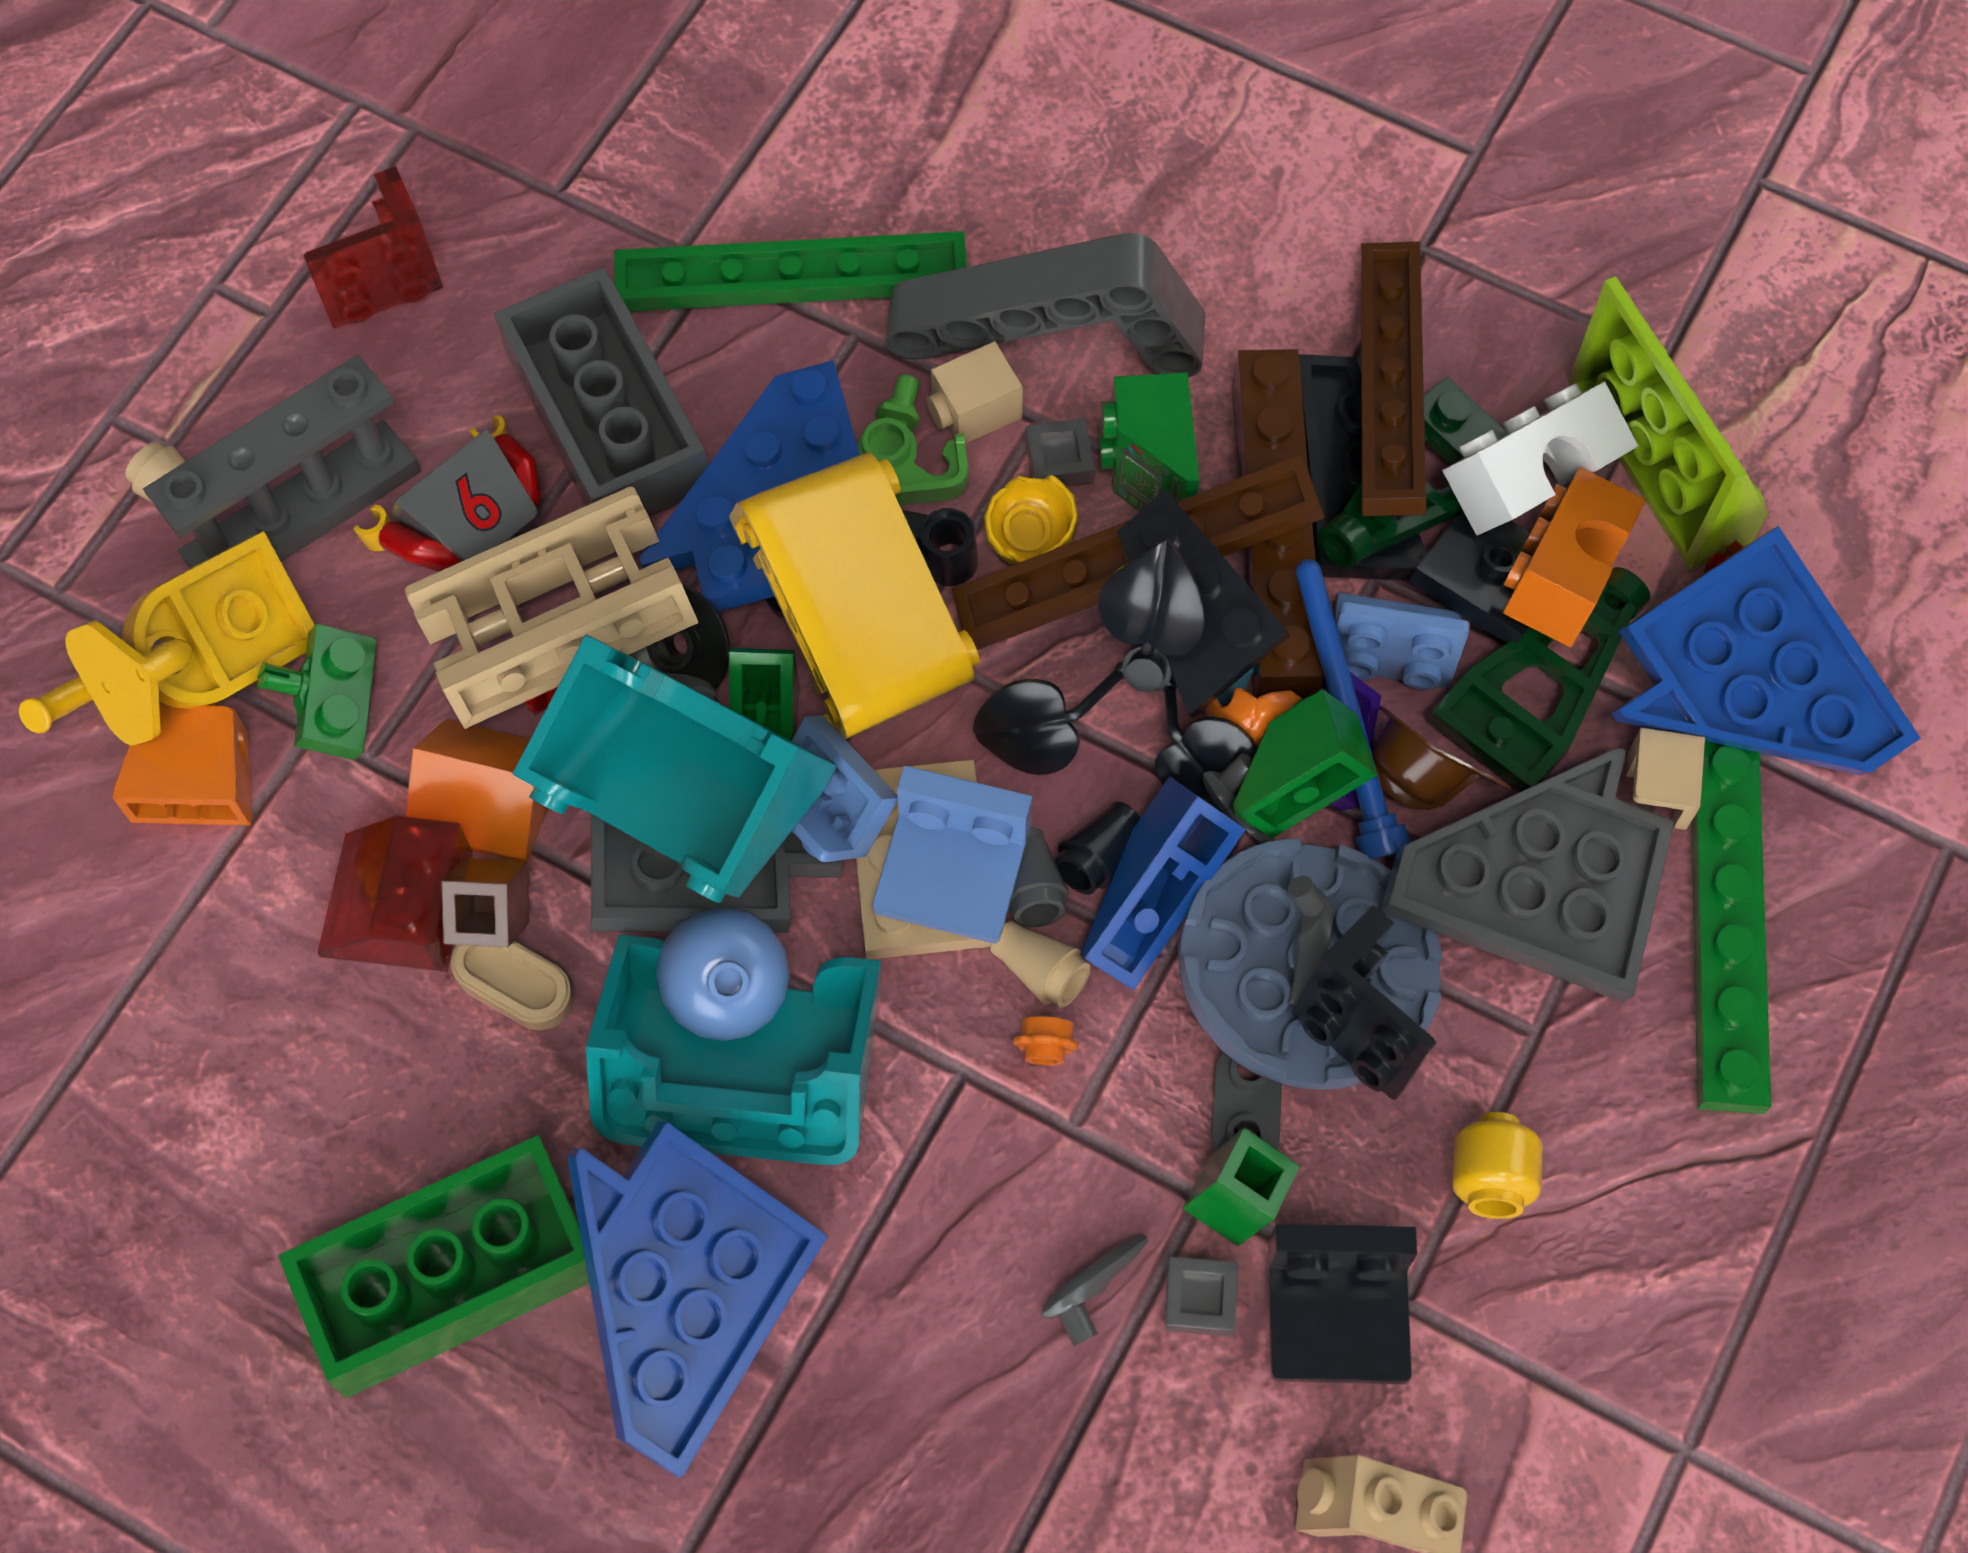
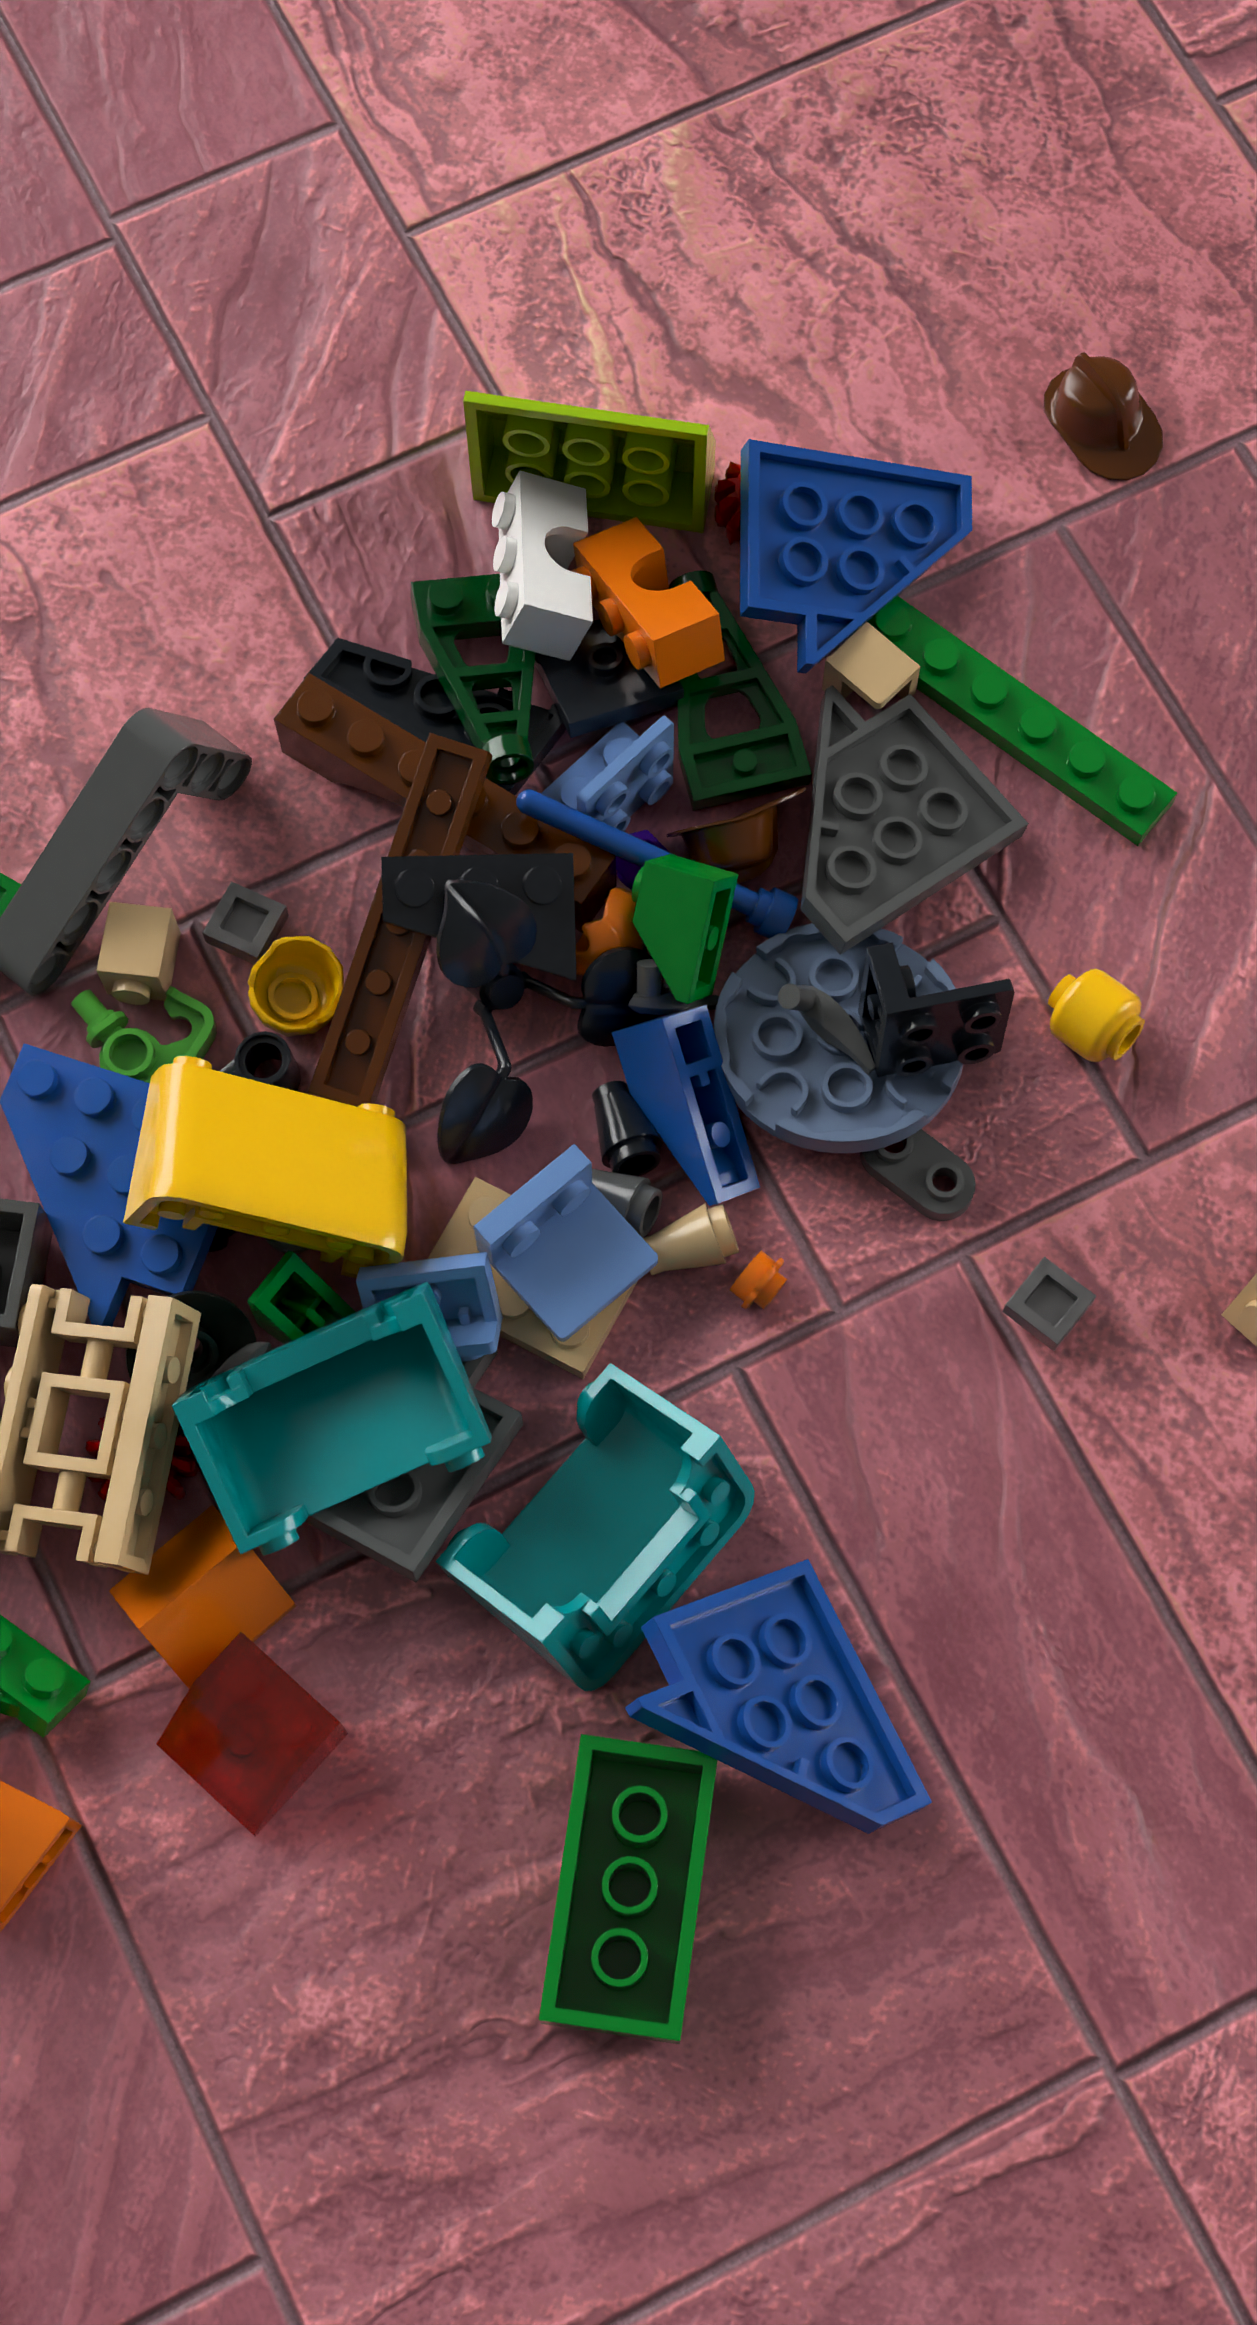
camera: 55 degrees left, 5 degrees up
(485, 902) = (323, 1656): reddish brown brick -> none
(515, 983) = (398, 1681): tan tile -> none
(722, 973) = (533, 1497): medium blue cylinder -> none
(1069, 1299) = (980, 1387): dark grey bar -> none
(1149, 438) = (312, 844): green slope -> none
(1241, 1187) = (990, 1212): green brick -> none
(1340, 1303) = (1125, 1206): black bracket -> none
(1392, 380) = (388, 622): reddish brown plate -> none

